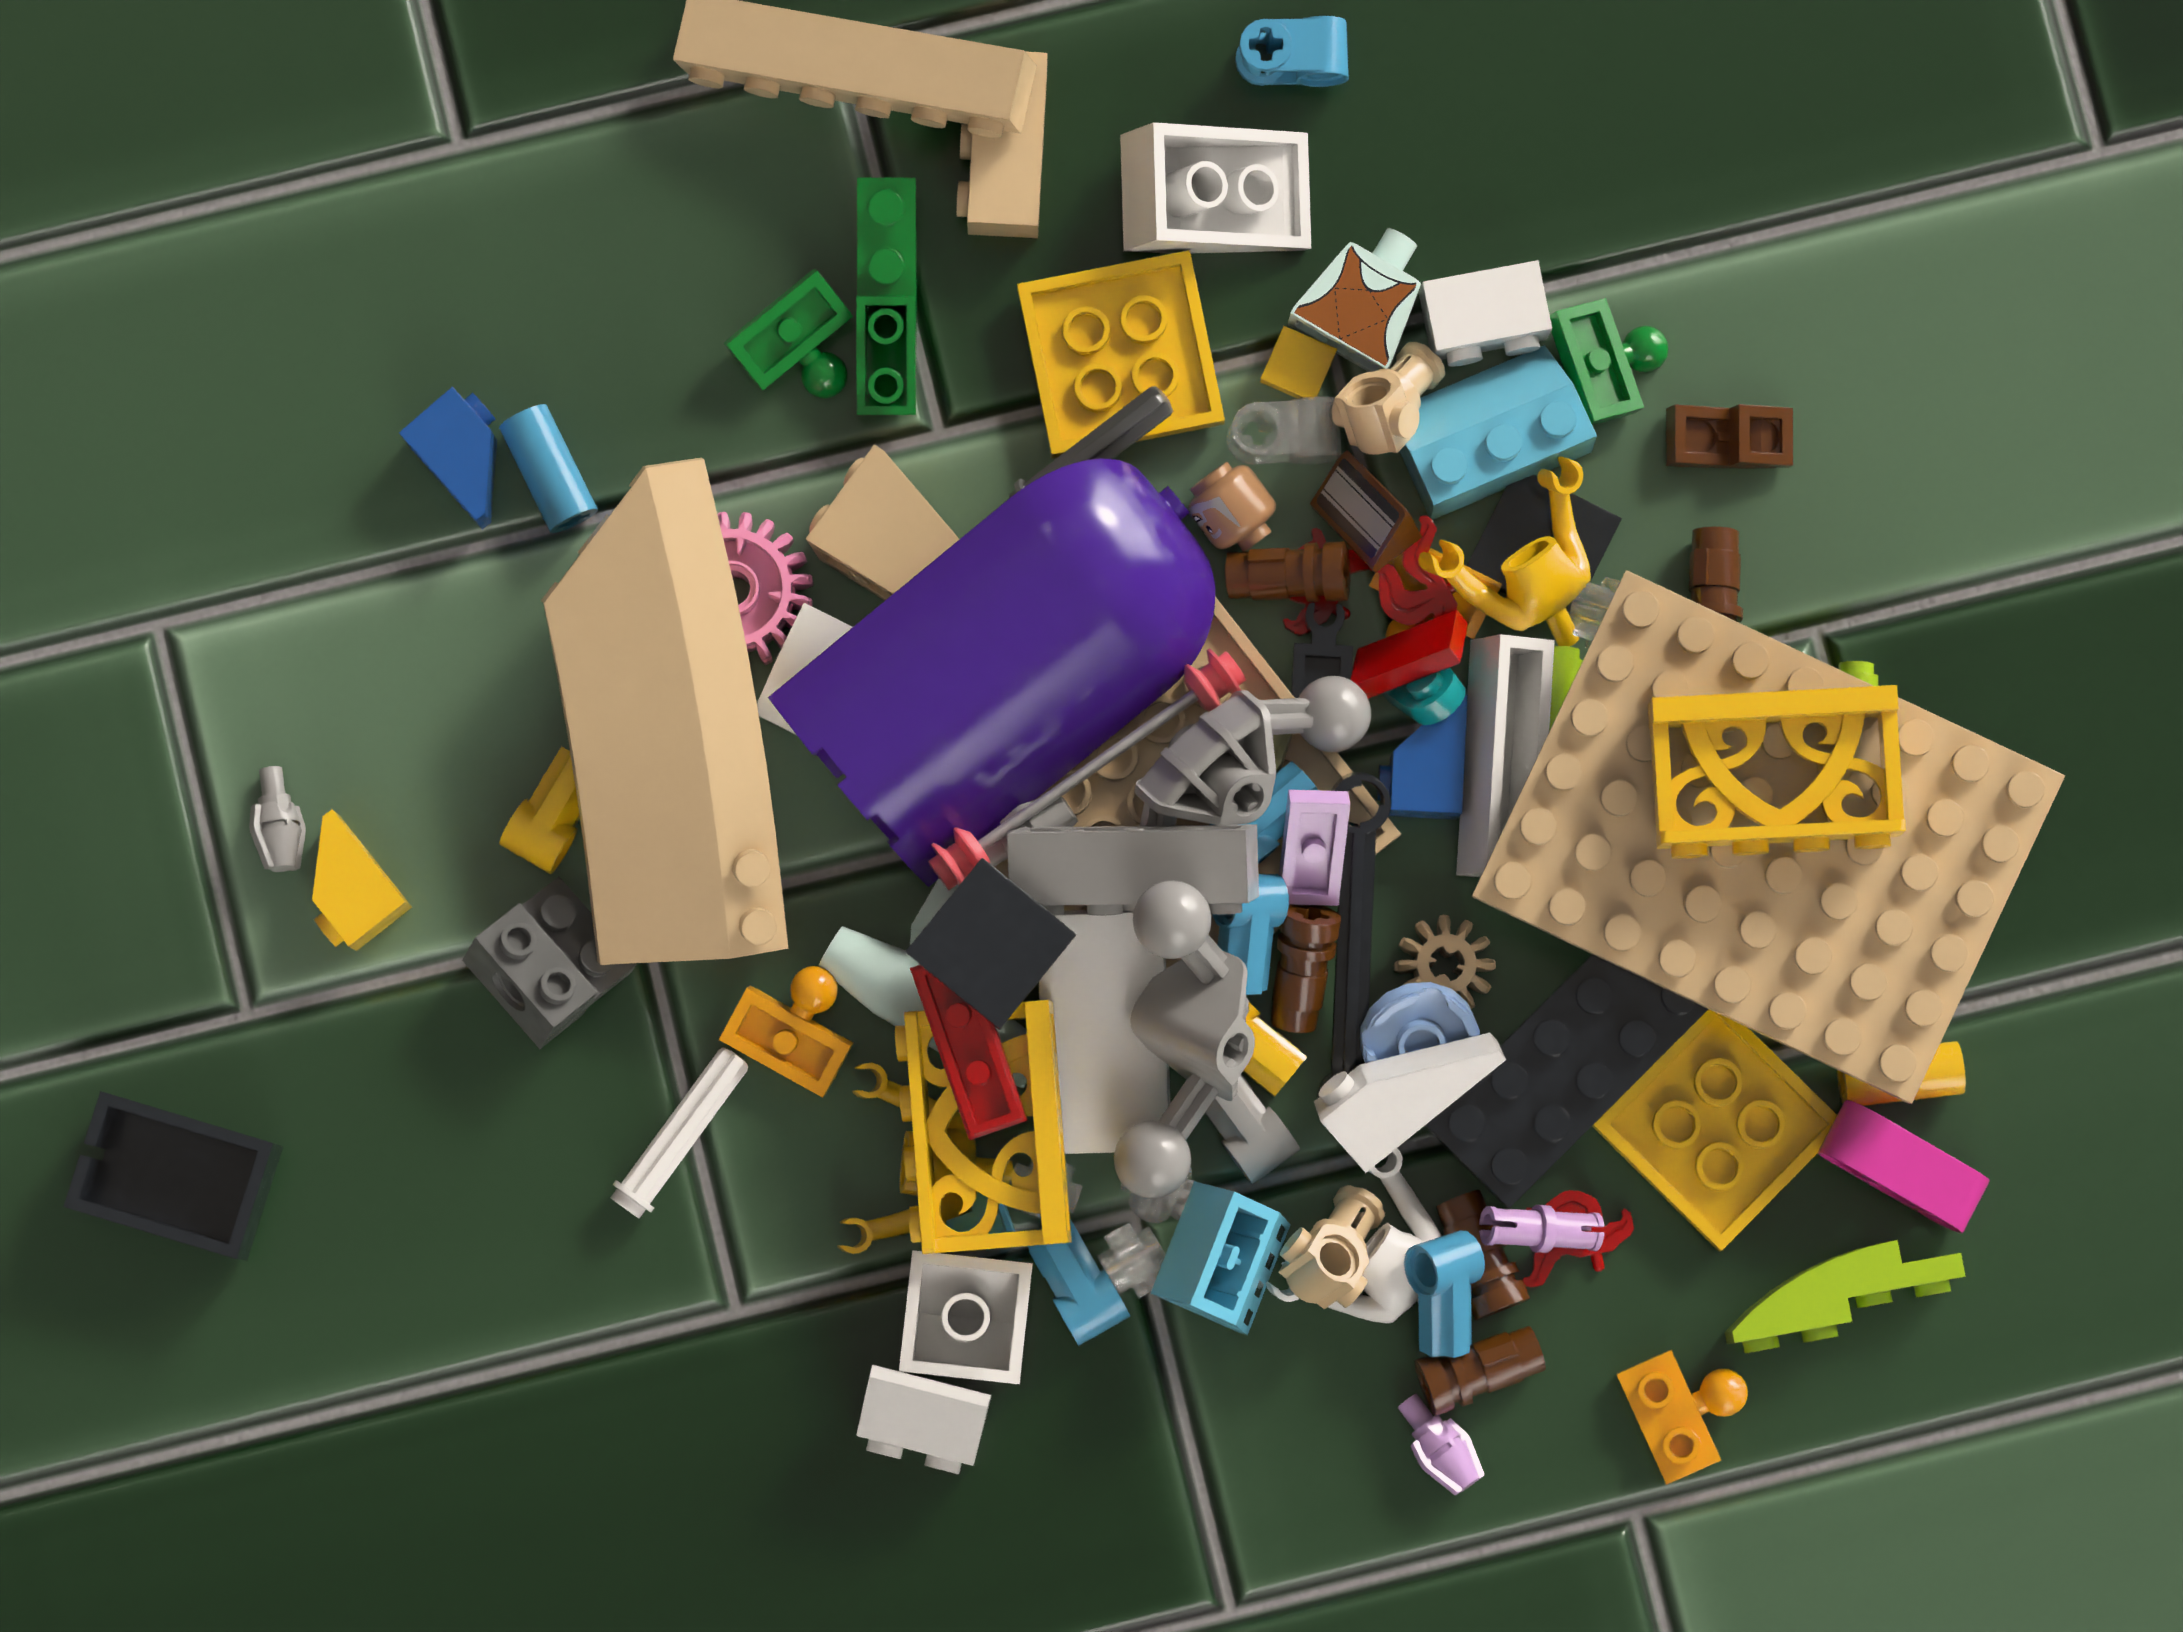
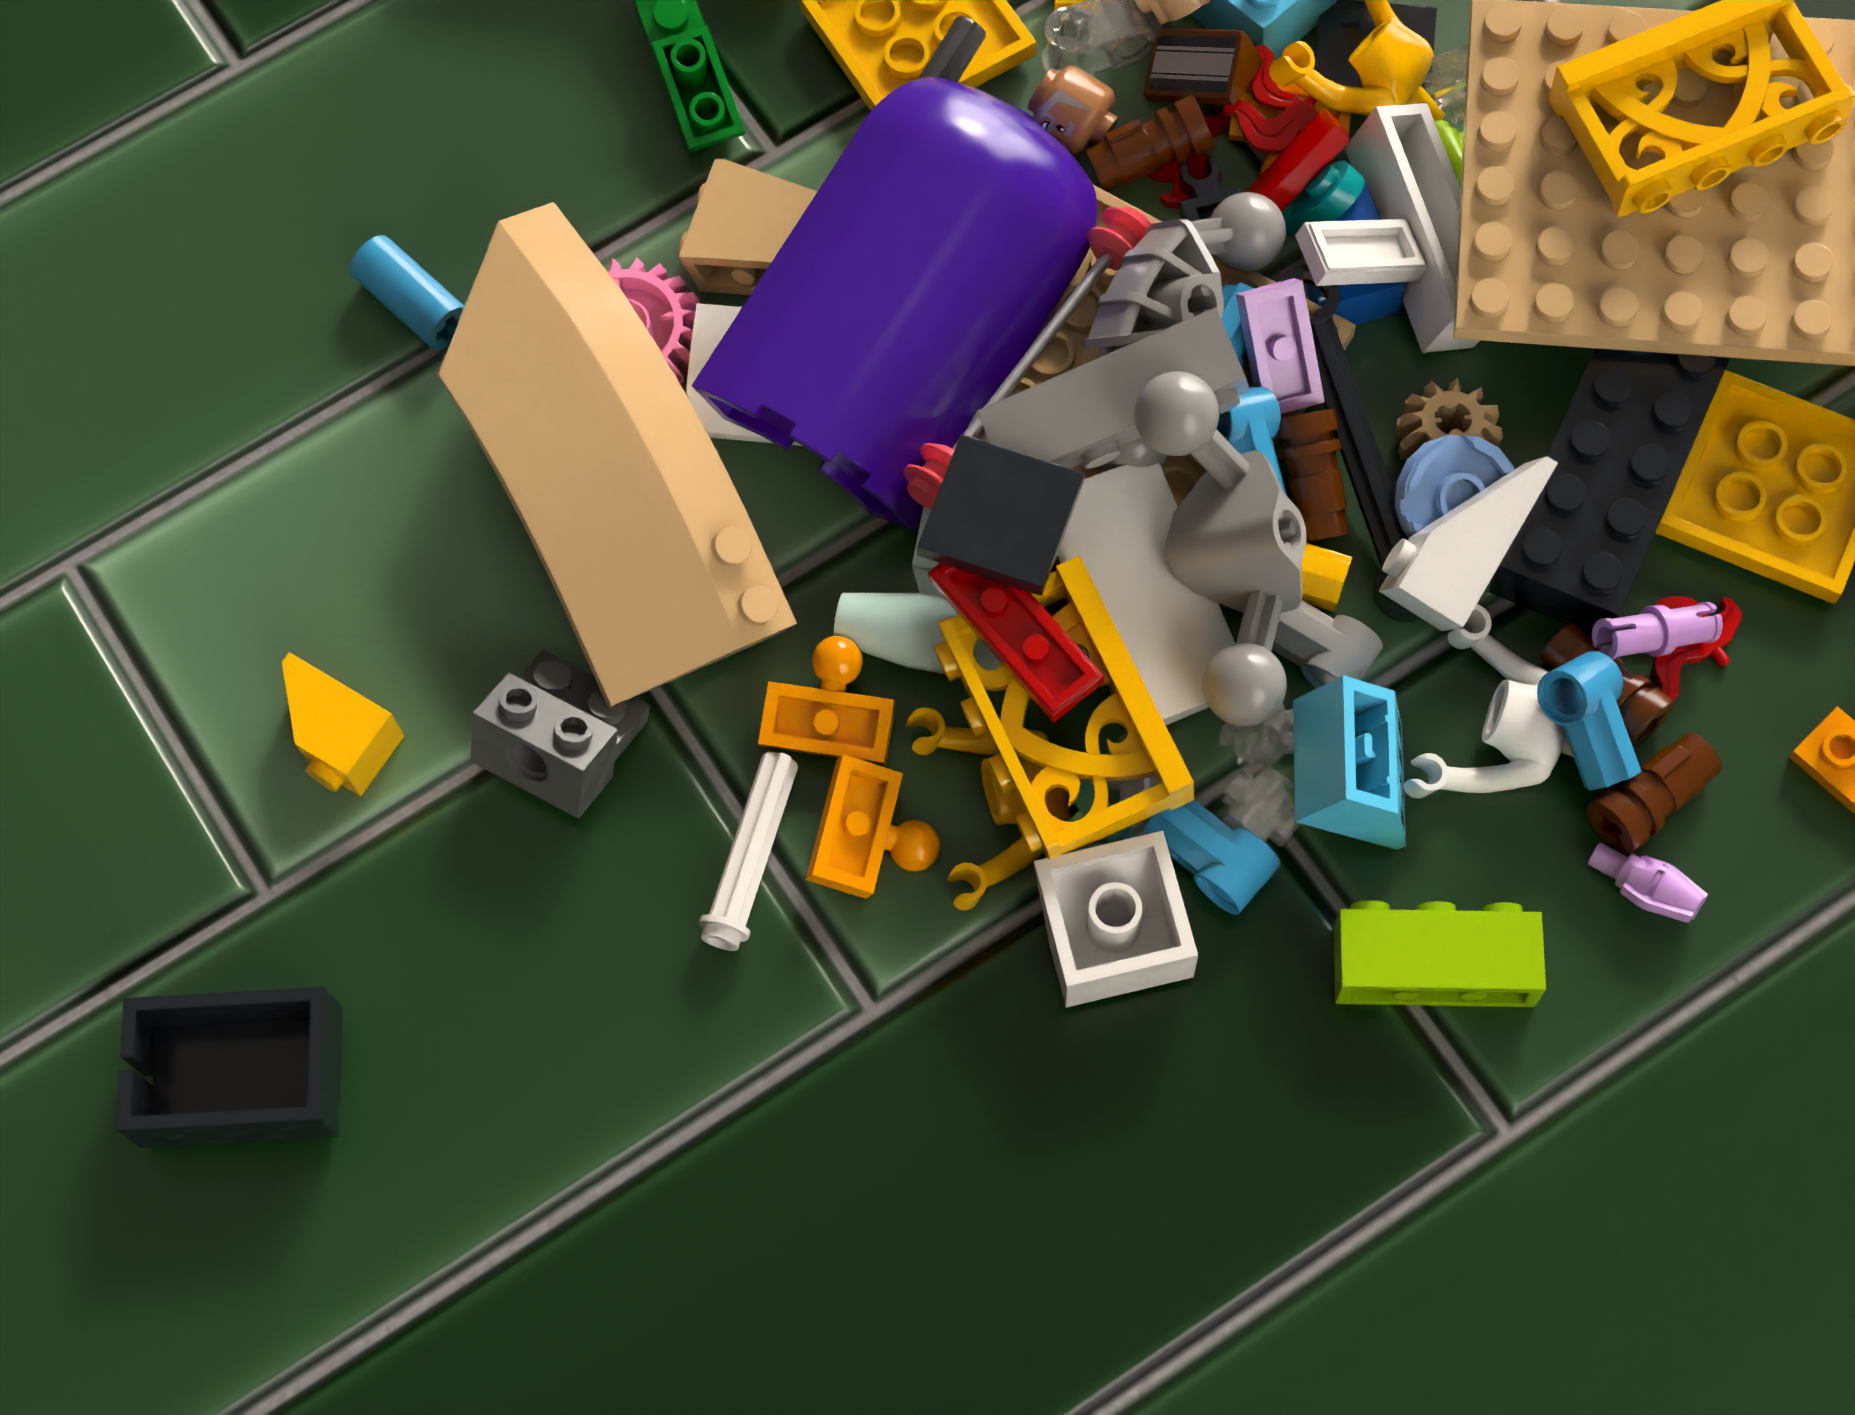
camera: 10 degrees left, 15 degrees down
(277, 824) = (241, 697): light grey piece -> none
(458, 450) = (314, 305): blue slope -> none
(546, 823) = (514, 603): yellow piece -> none
(780, 1149) = (859, 829): none -> light orange plate
(790, 333) = (602, 105): green plate -> none
(922, 1417) = (1109, 1031): white slope -> none
(1232, 1444) = (1439, 955): none -> lime brick
(1333, 1256) = (1462, 723): tan connector -> none
(1426, 778) = (1361, 252): none -> white tile

